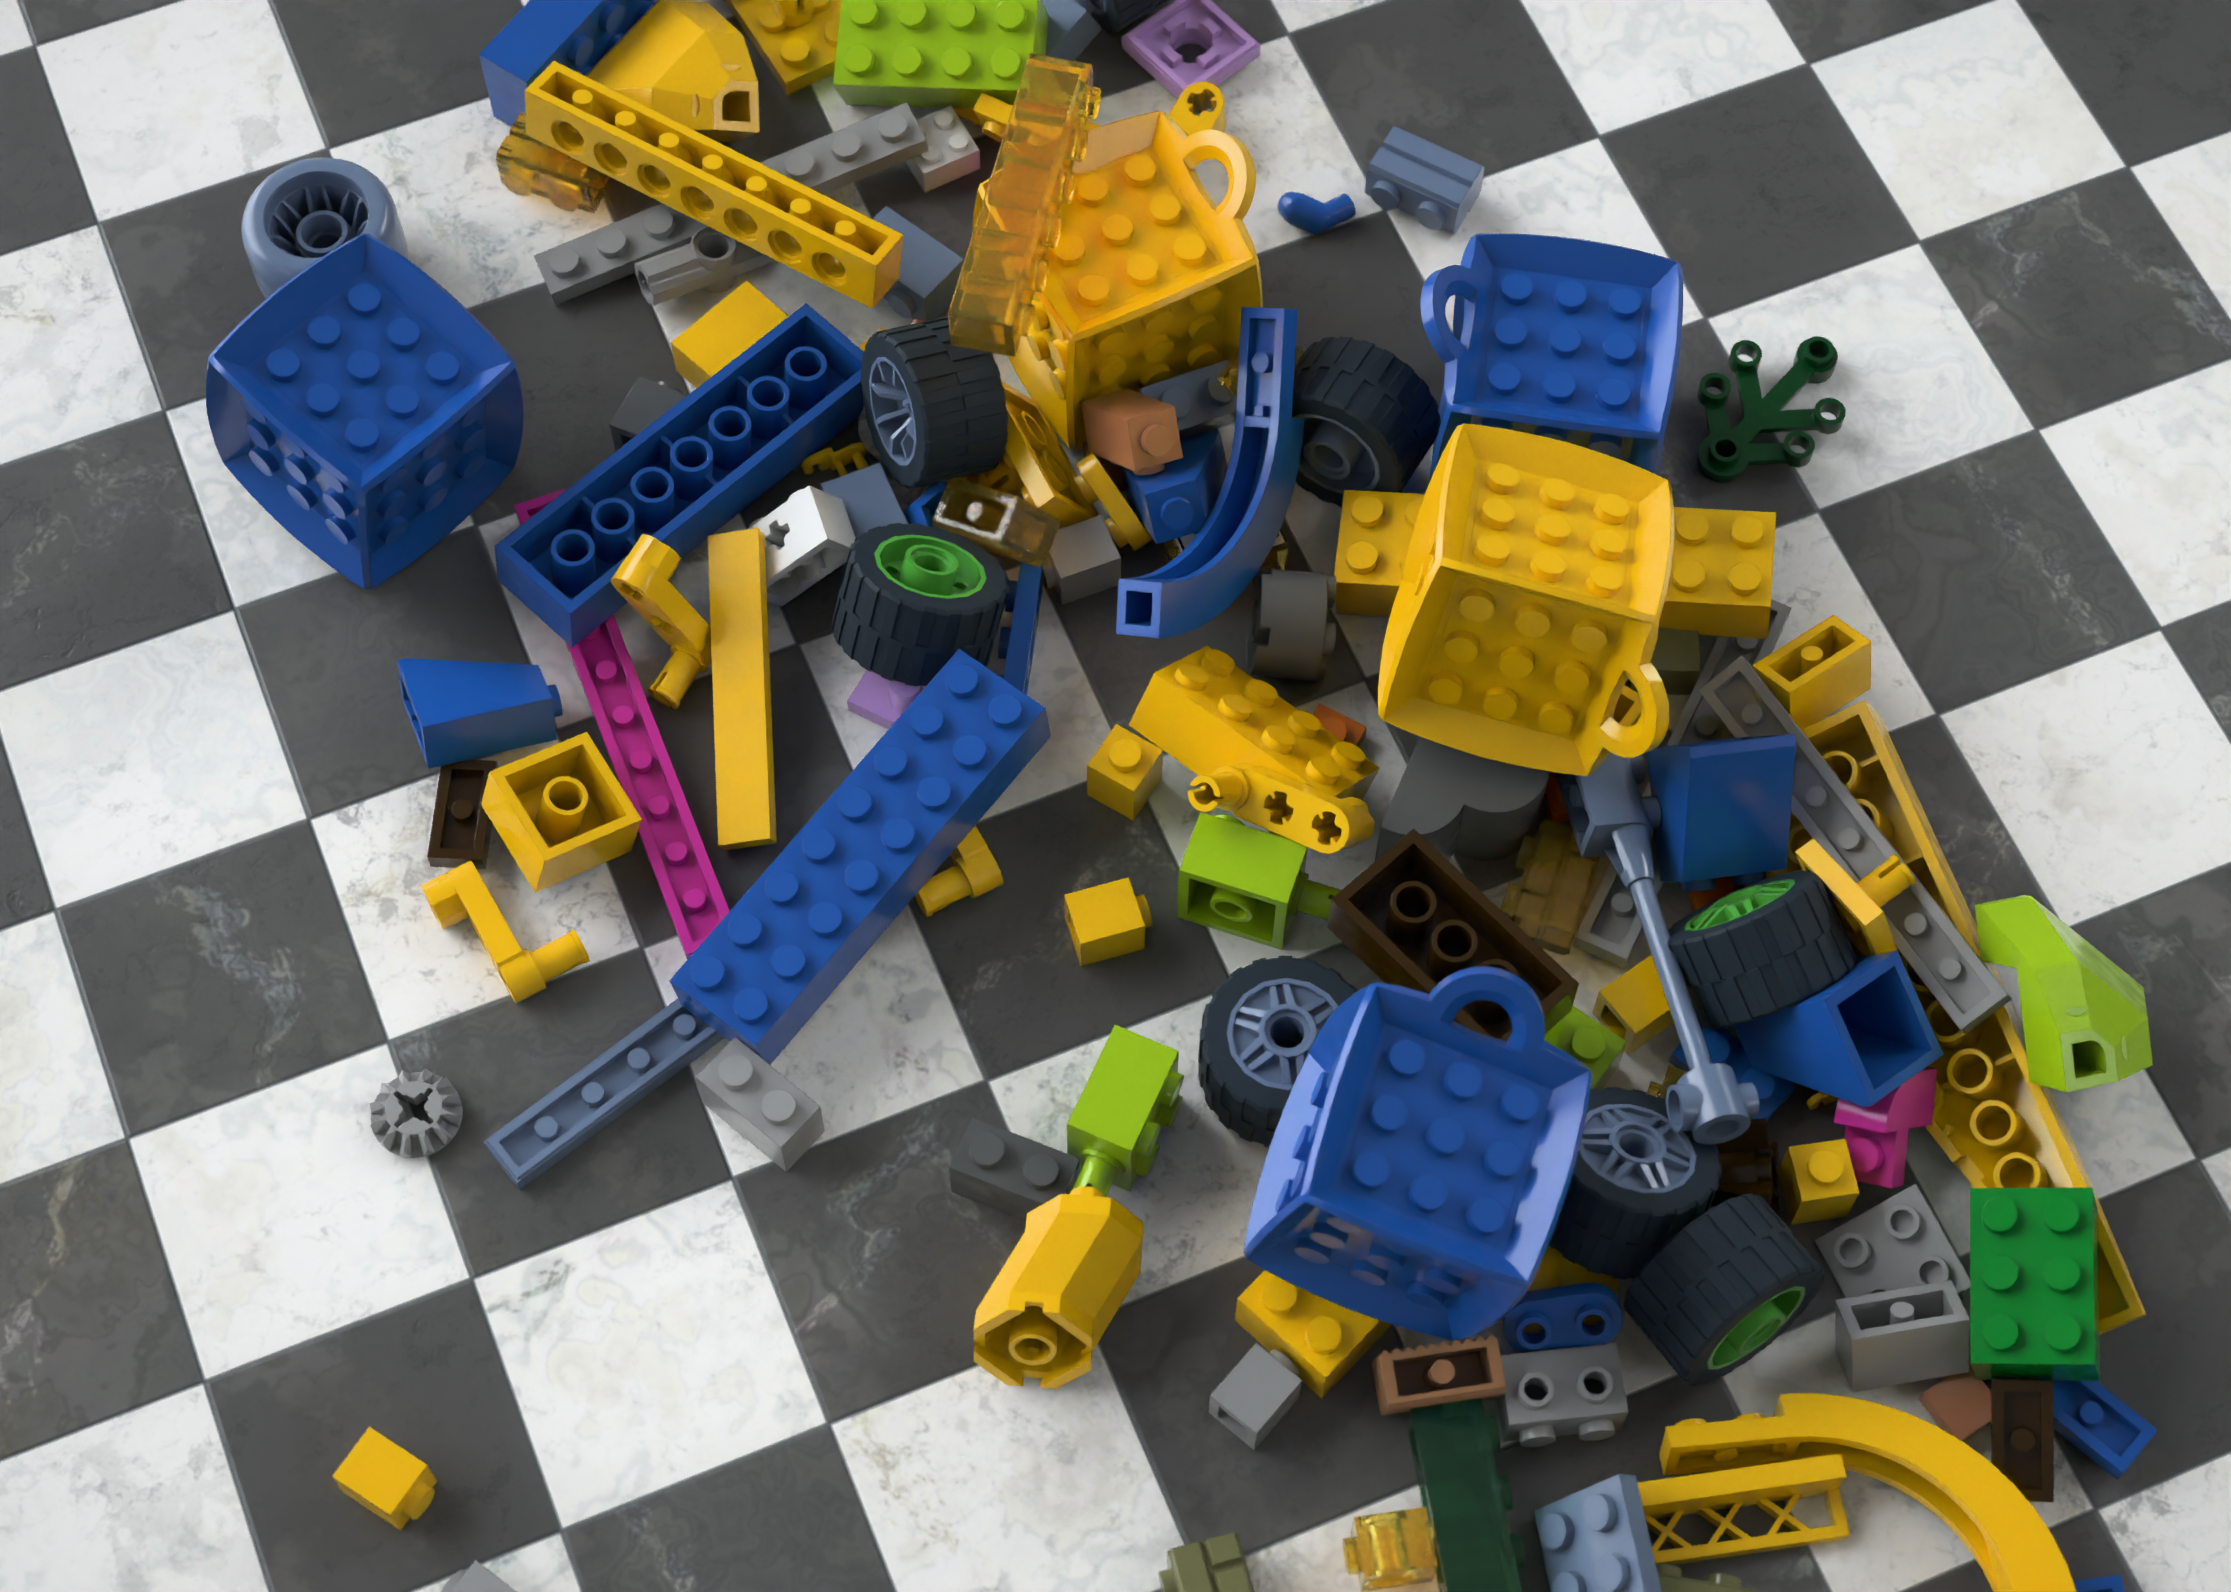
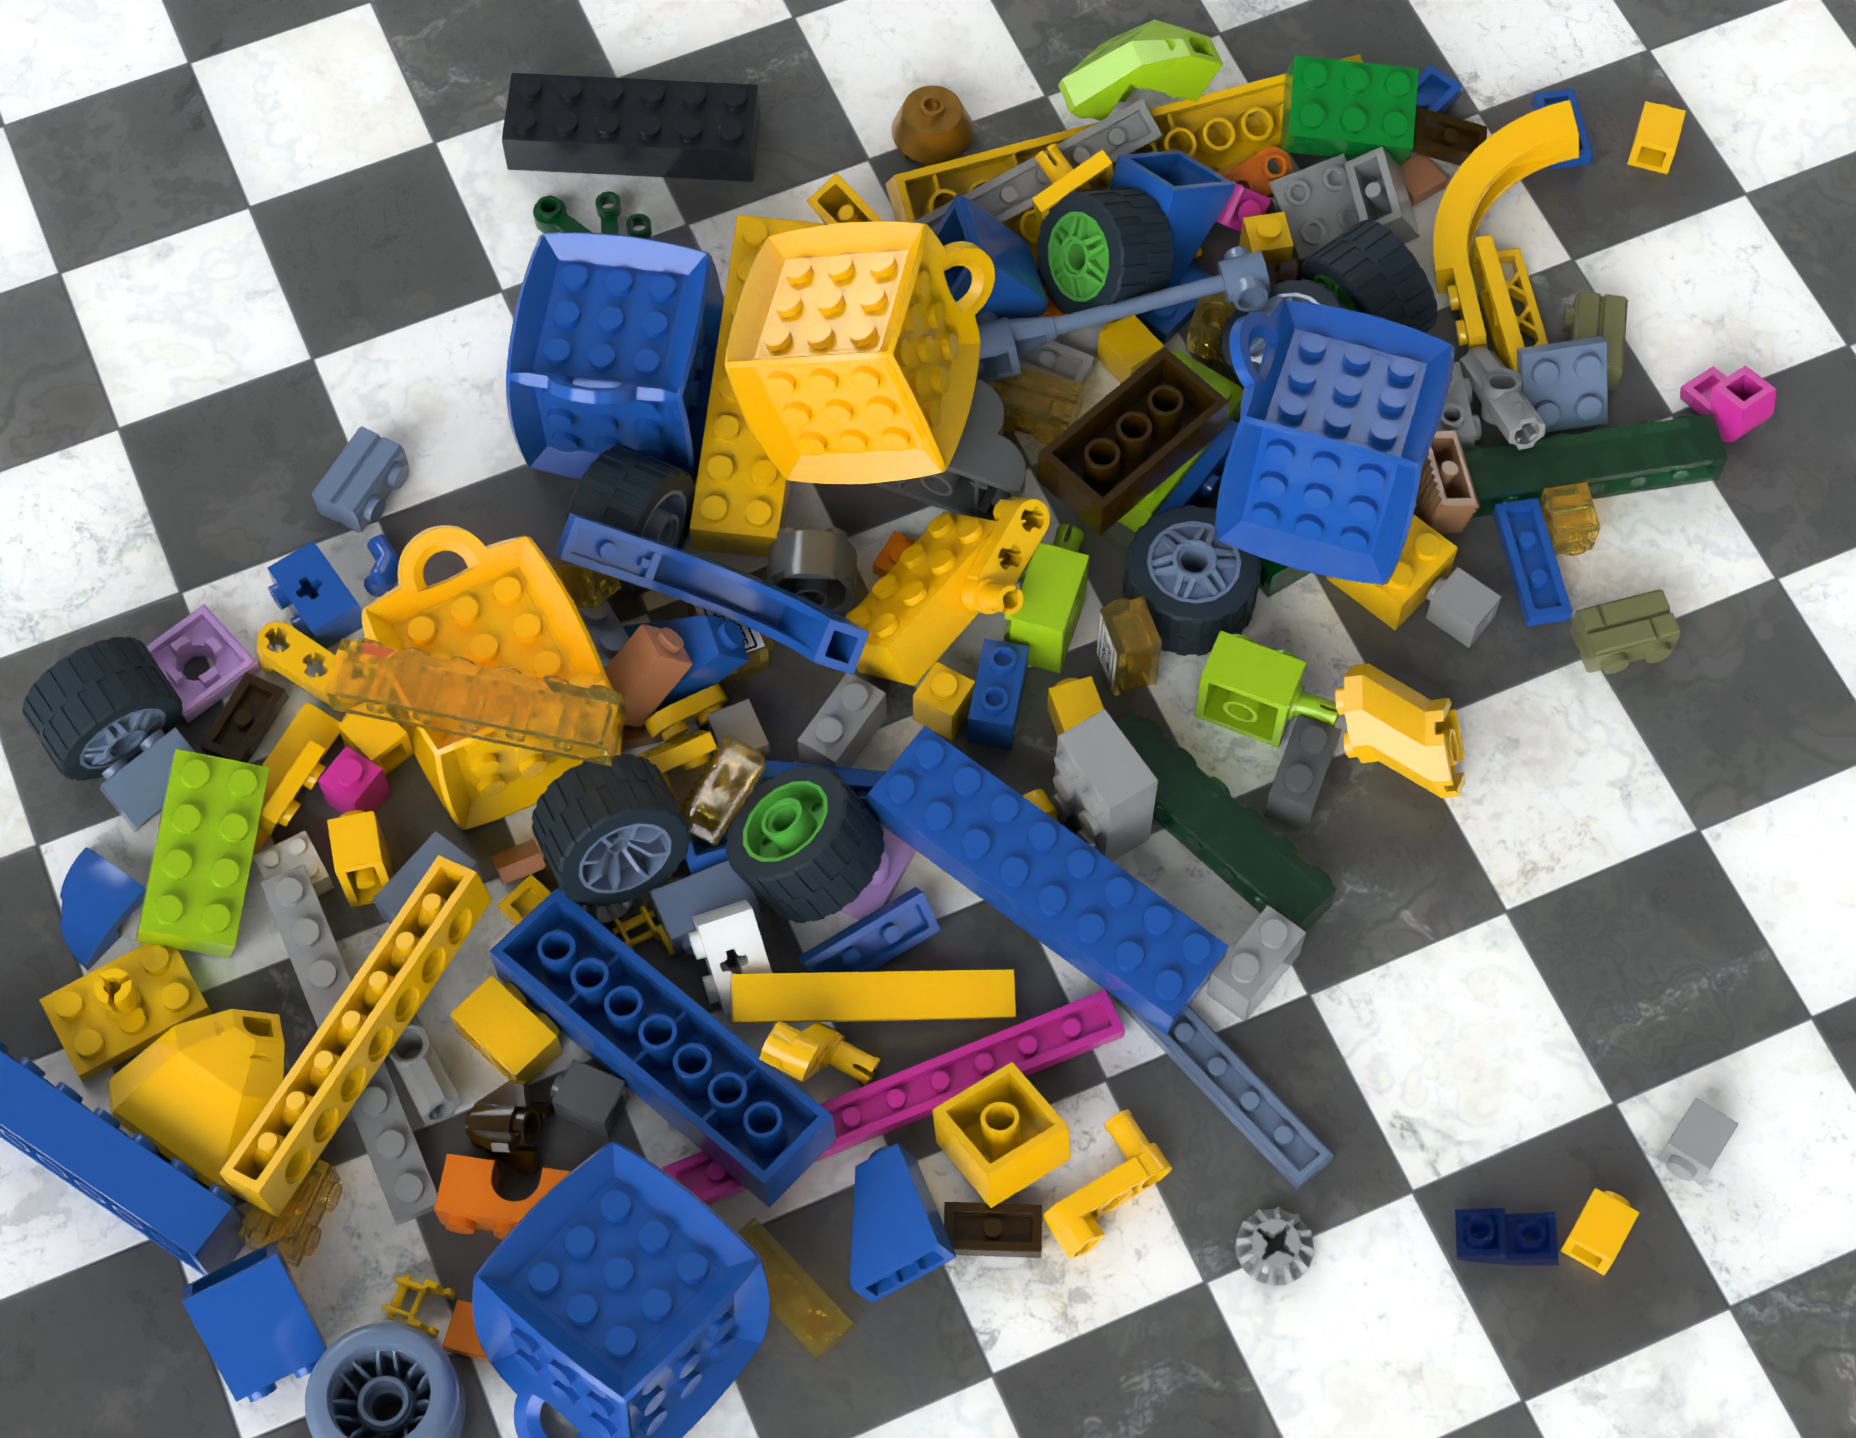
camera: 90 degrees left, 0 degrees up
(398, 1374) = (1507, 1239): none -> clear blue slope
(419, 610) = (796, 1297): none -> clear yellow plate
(424, 123) = (255, 1322): none -> blue slope
(468, 273) = (429, 1287): none -> yellow piece
(548, 321) = (470, 1198): none -> orange arch
(620, 342) = (509, 1125): none -> dark brown brick
(818, 694) = (875, 937): none -> blue plate
(936, 189) = (359, 855): none -> yellow brick
(948, 1070) = (1226, 834): none -> clear green brick
(975, 918) = (1103, 786): none -> light grey brick
(1090, 663) = (843, 724): none -> light grey brick
(1126, 91) = (244, 719): none -> dark brown plate
(1131, 831) = (998, 694): none -> blue brick
(1185, 966) = (1128, 645): none -> clear yellow brick
(1282, 139) = (307, 576): none -> blue brick
(1325, 1495) = (1532, 562): none -> blue plate
(1547, 1470) = (1502, 397): none -> light grey piece
(1936, 1170) = (1254, 172): none -> orange plate
(1947, 437) = (631, 127): none -> black brick
(1982, 779) = (932, 126): none -> pearl gold cone

